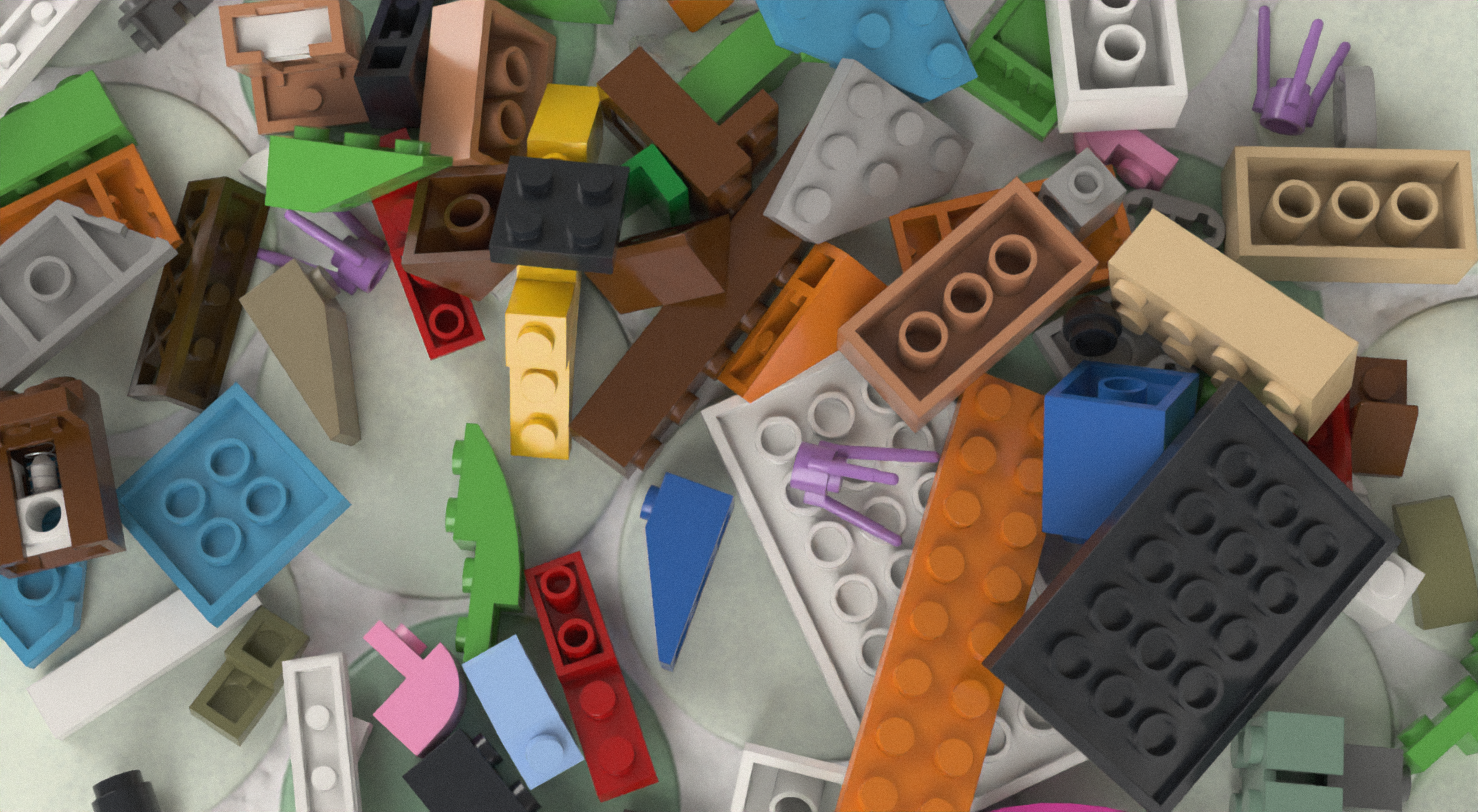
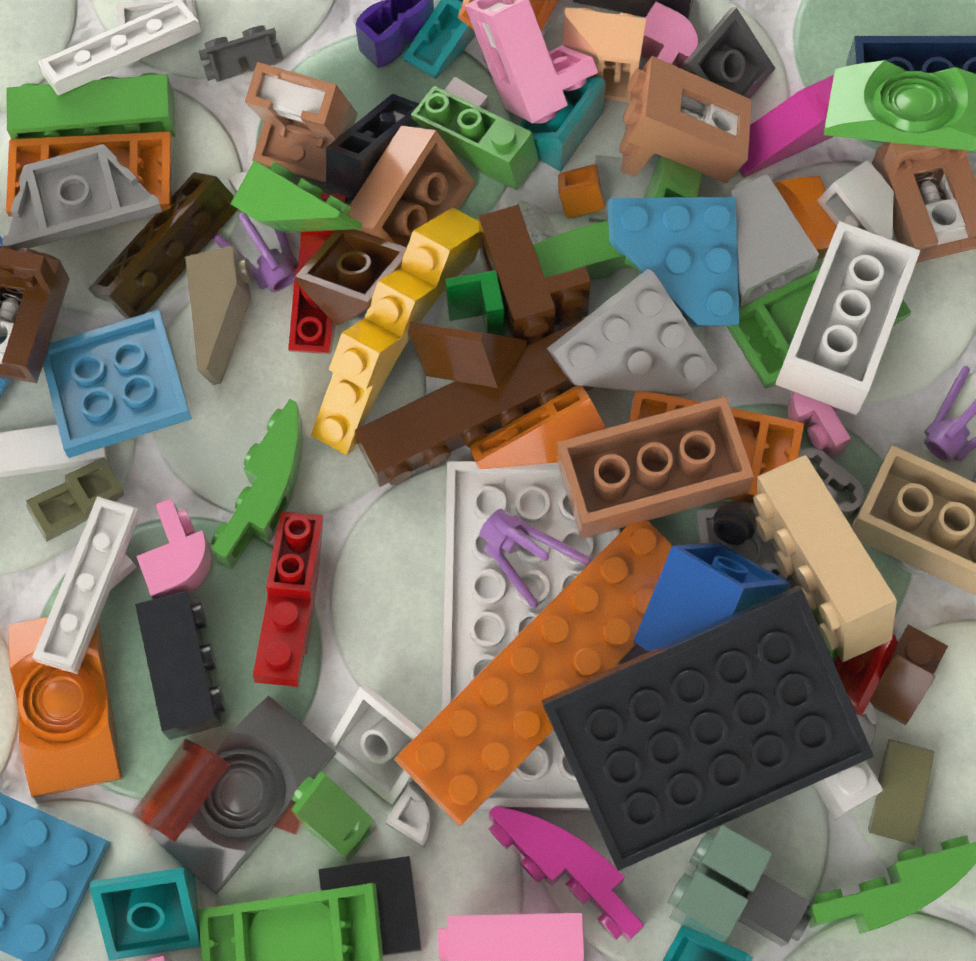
camera: 25 degrees right, 5 degrees down
(523, 712) = (232, 599): light blue slope -> none
(560, 214) = (409, 286): black plate -> none
(682, 544) = (392, 542): blue slope -> none
(1082, 194) = (767, 432): light grey brick -> none

